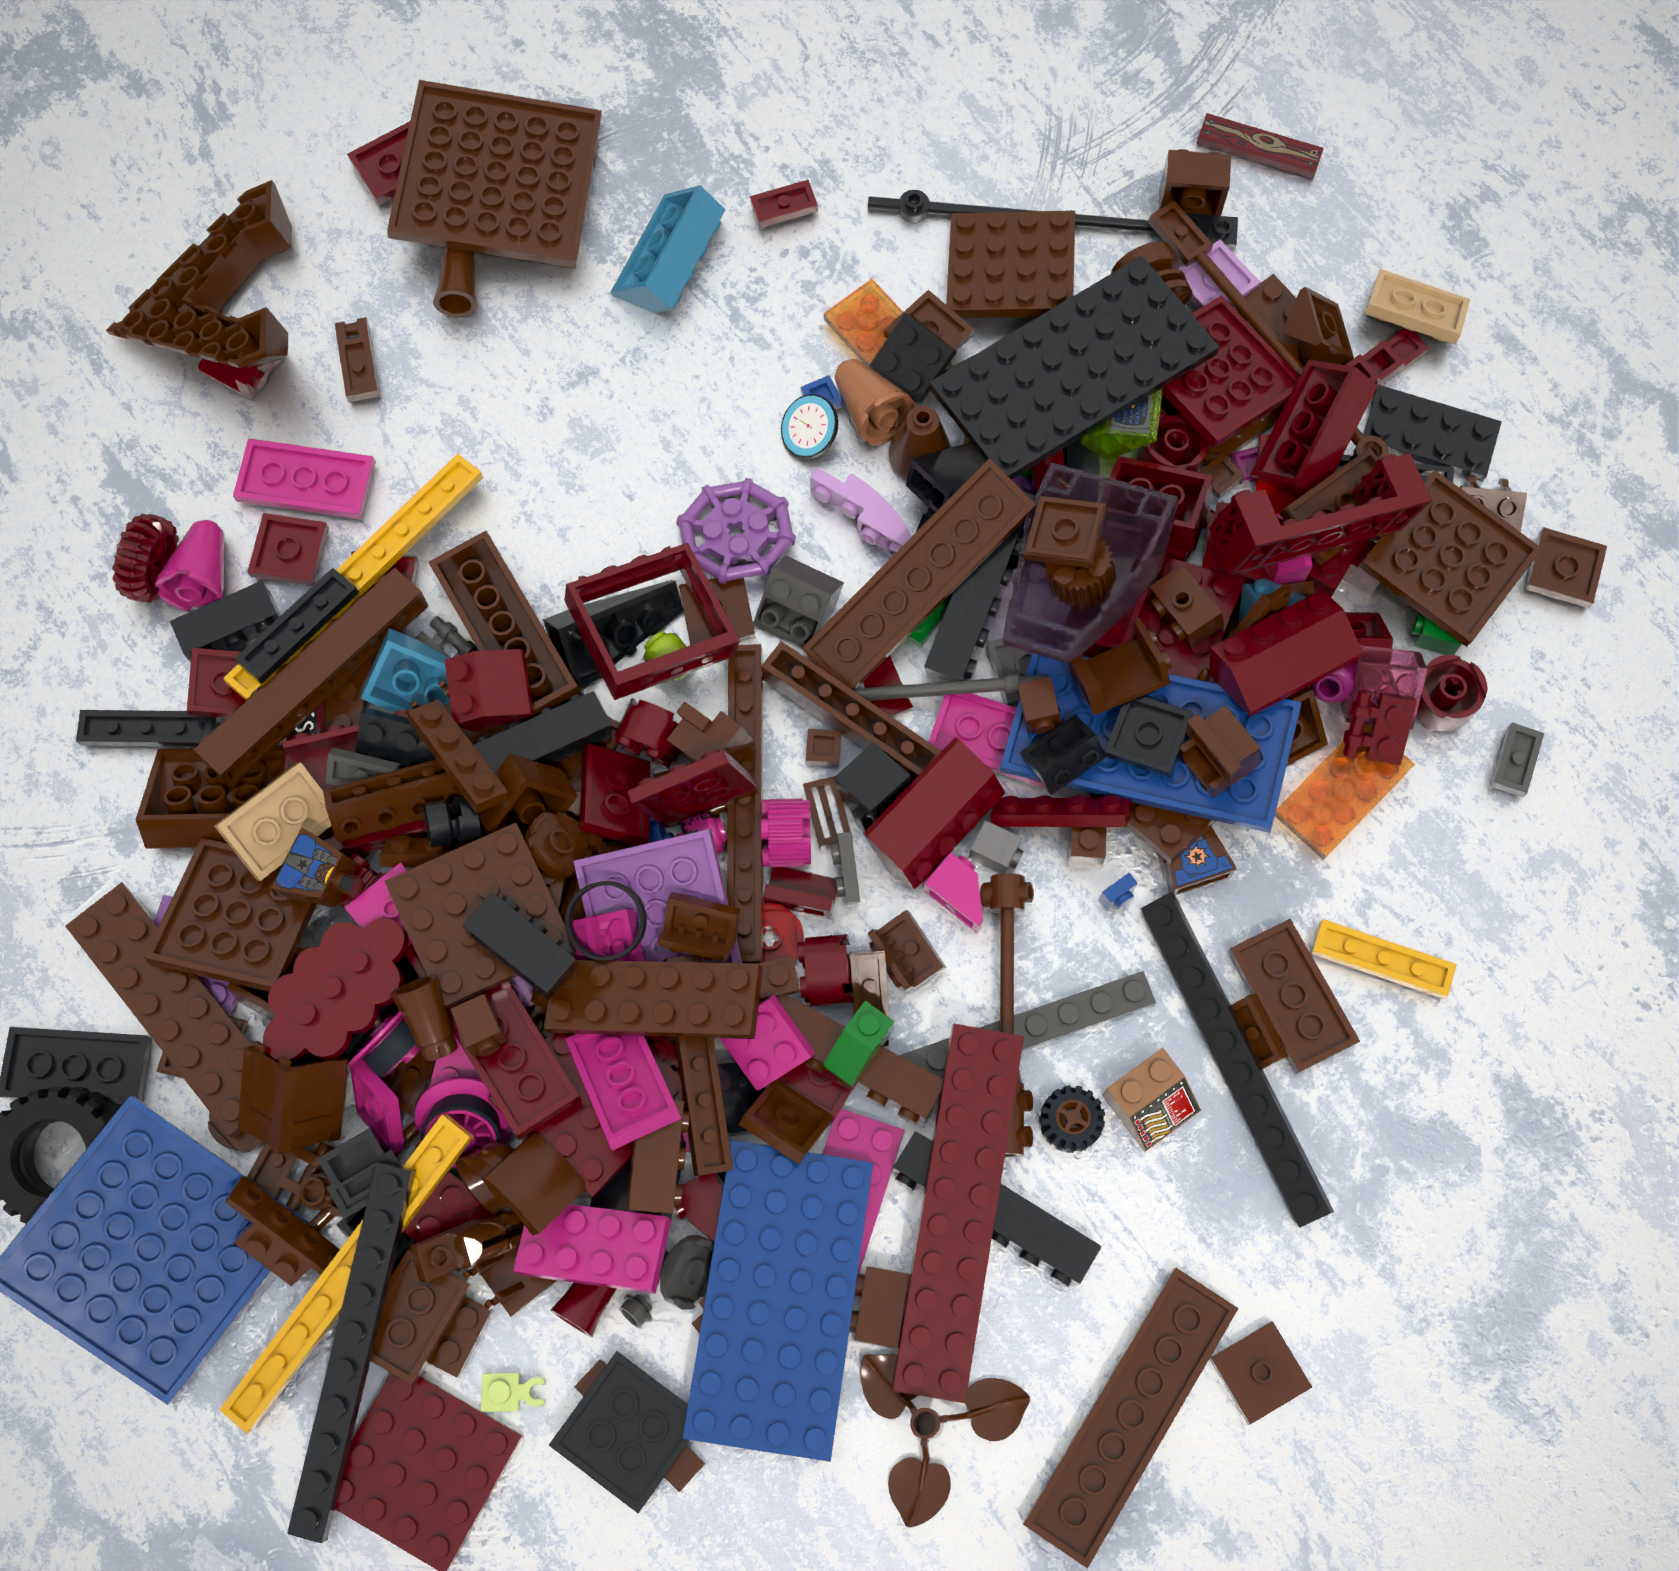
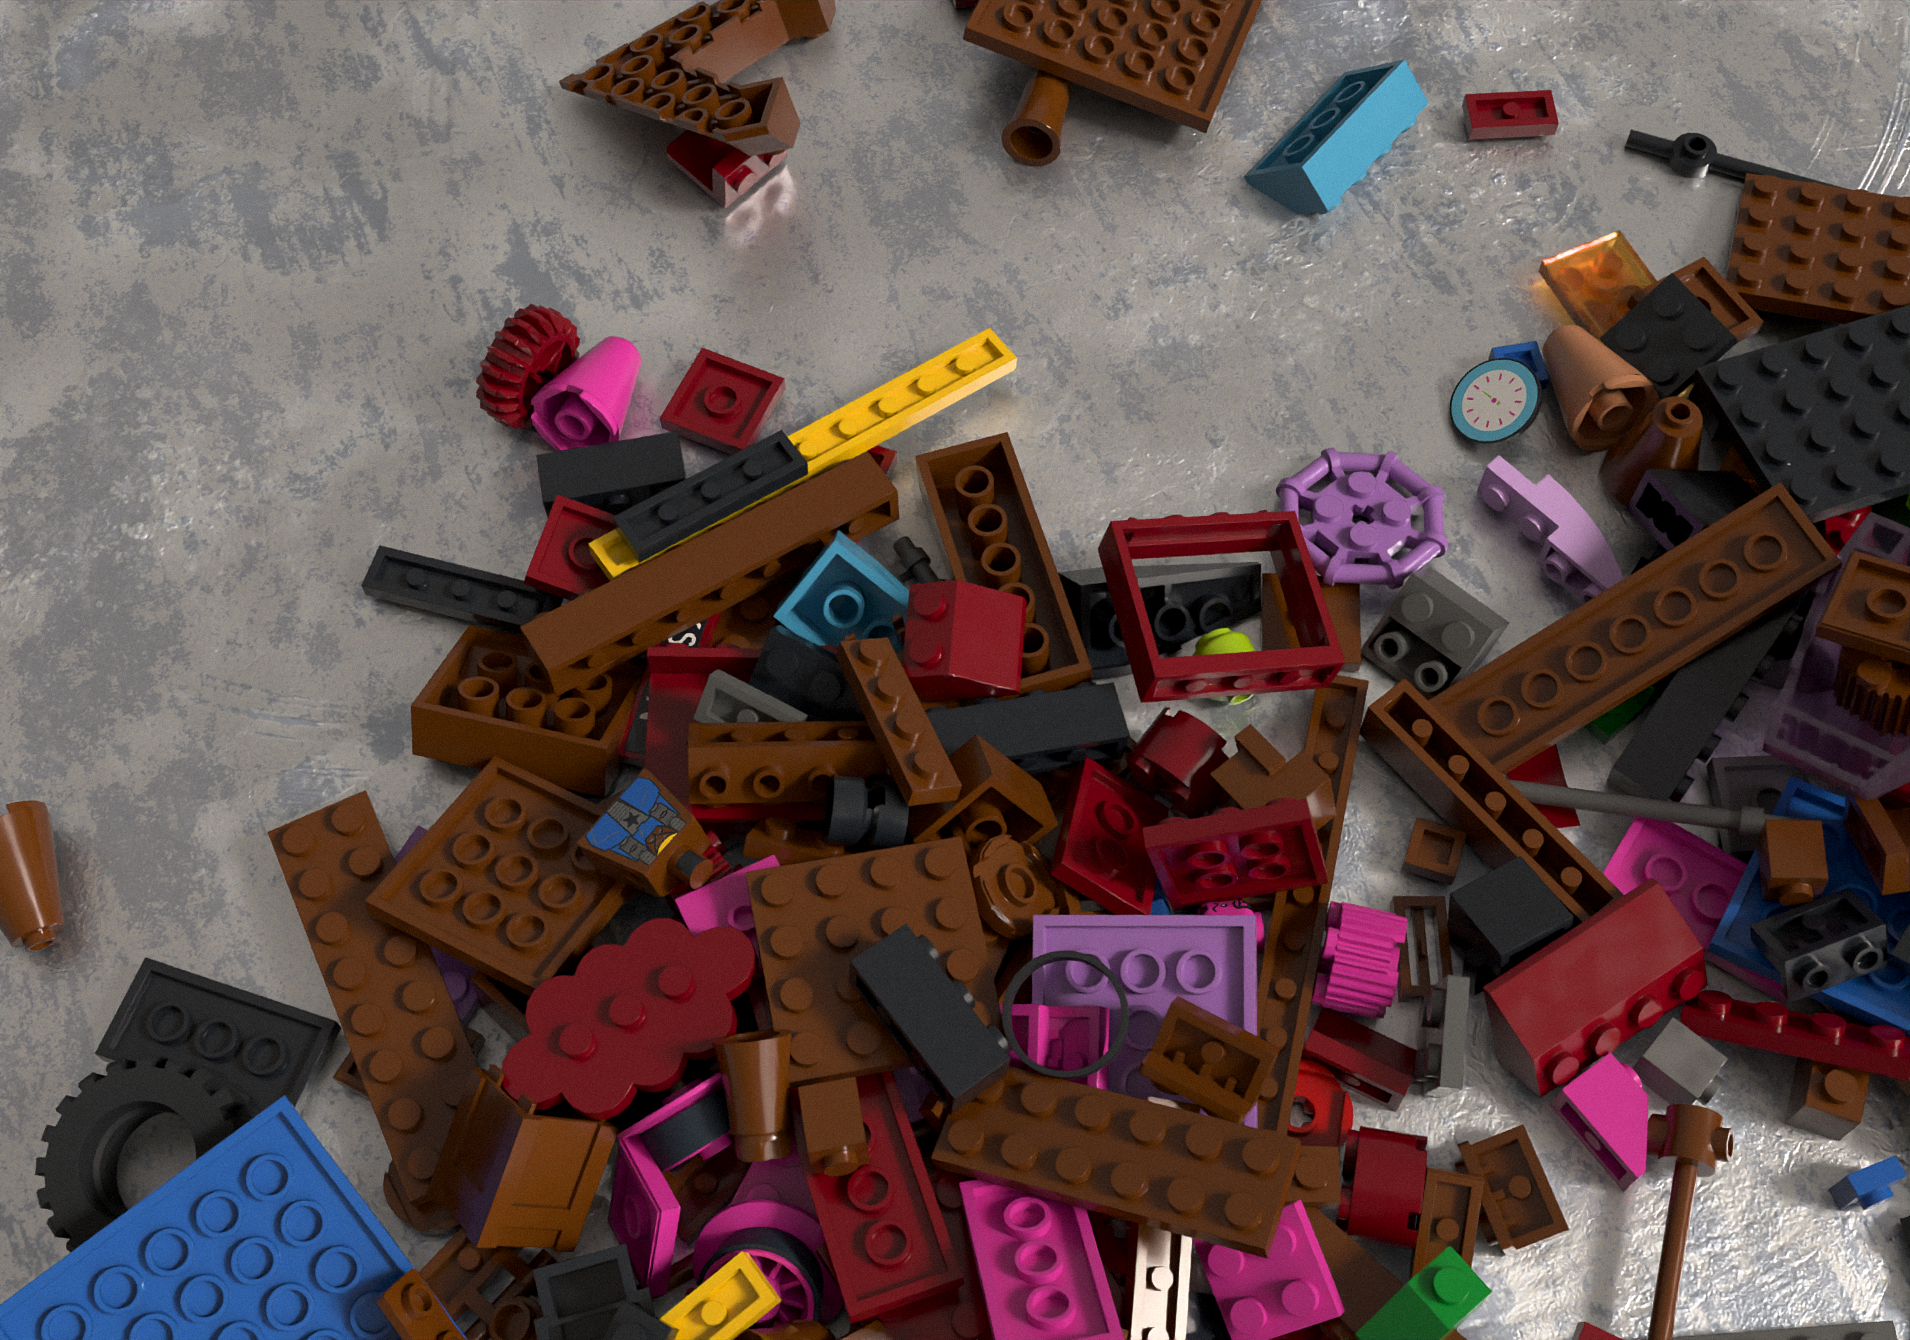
camera: 15 degrees right, 10 degrees down
(269, 821) = (599, 751): tan plate -> none
(304, 479) = (770, 318): dark pink plate -> none
(357, 360) = (879, 187): reddish brown plate -> none

